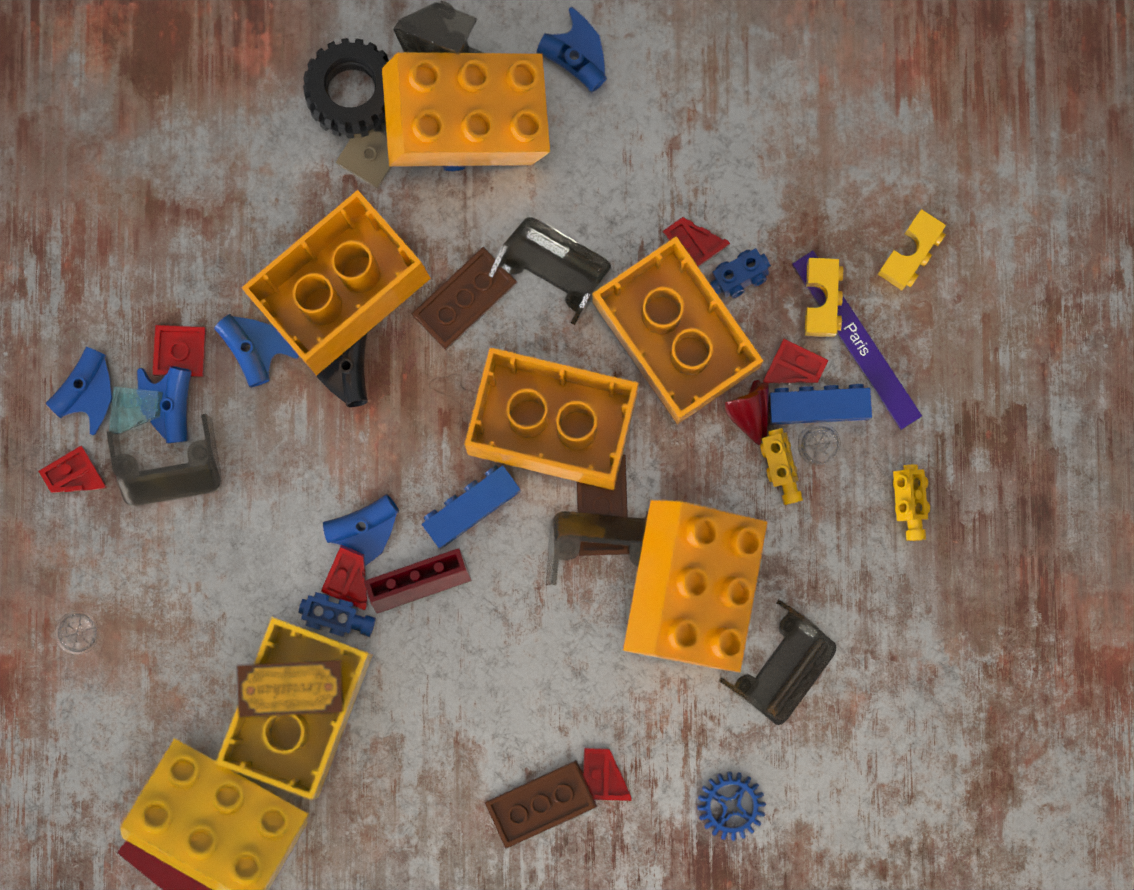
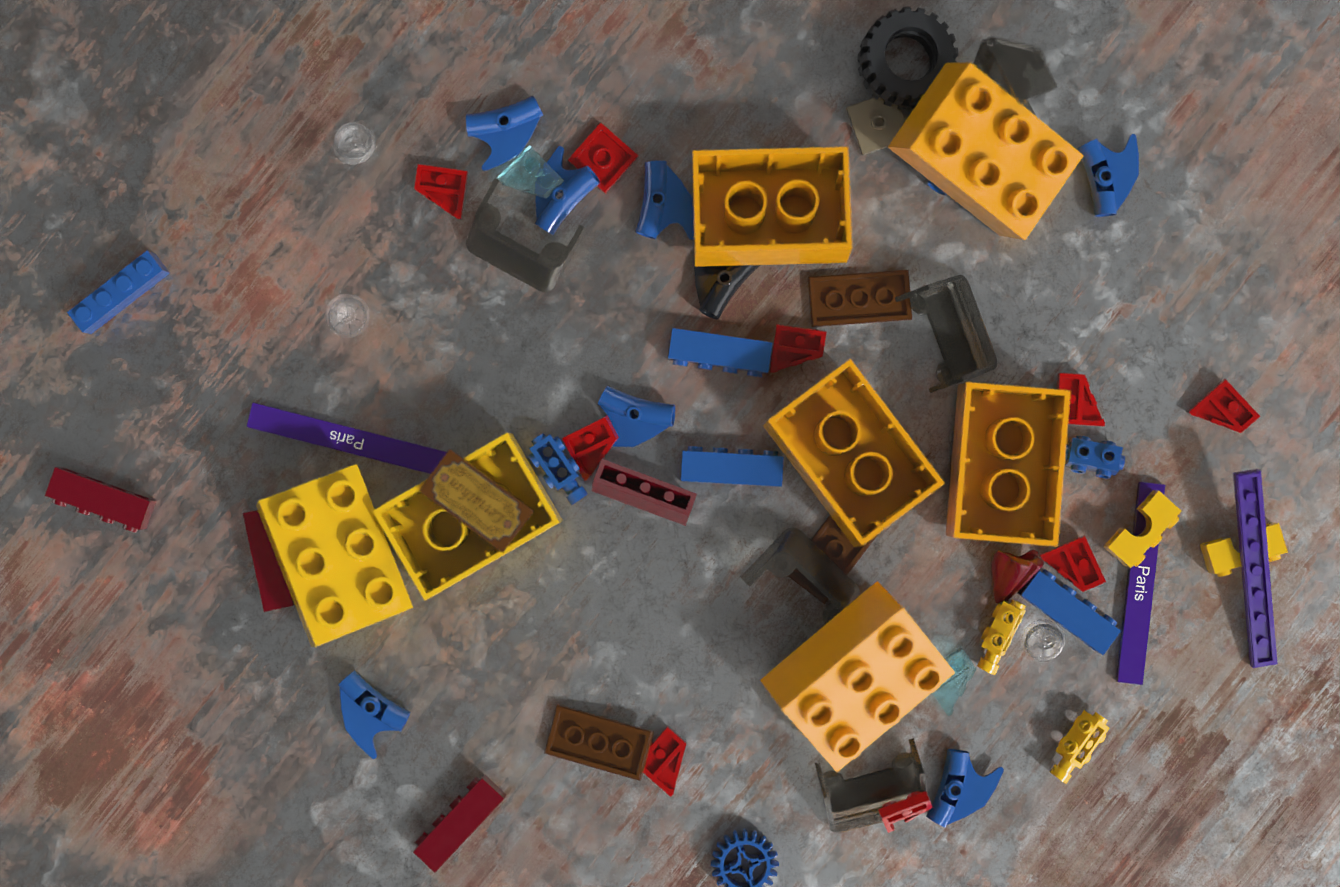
camera: 40 degrees right, 5 degrees up
(149, 731) = (344, 438): none -> dark purple tile
(389, 425) = (720, 351): none -> blue brick
(444, 374) = (796, 345): none -> red wing
(778, 535) = (955, 685): none -> clear light blue wing
(810, 156) = (1225, 408): none -> red wing
(817, 660) = (906, 809): none -> red wing
(859, 603) = (971, 792): none -> blue pin
(931, 257) = (1255, 568): none -> dark purple tile

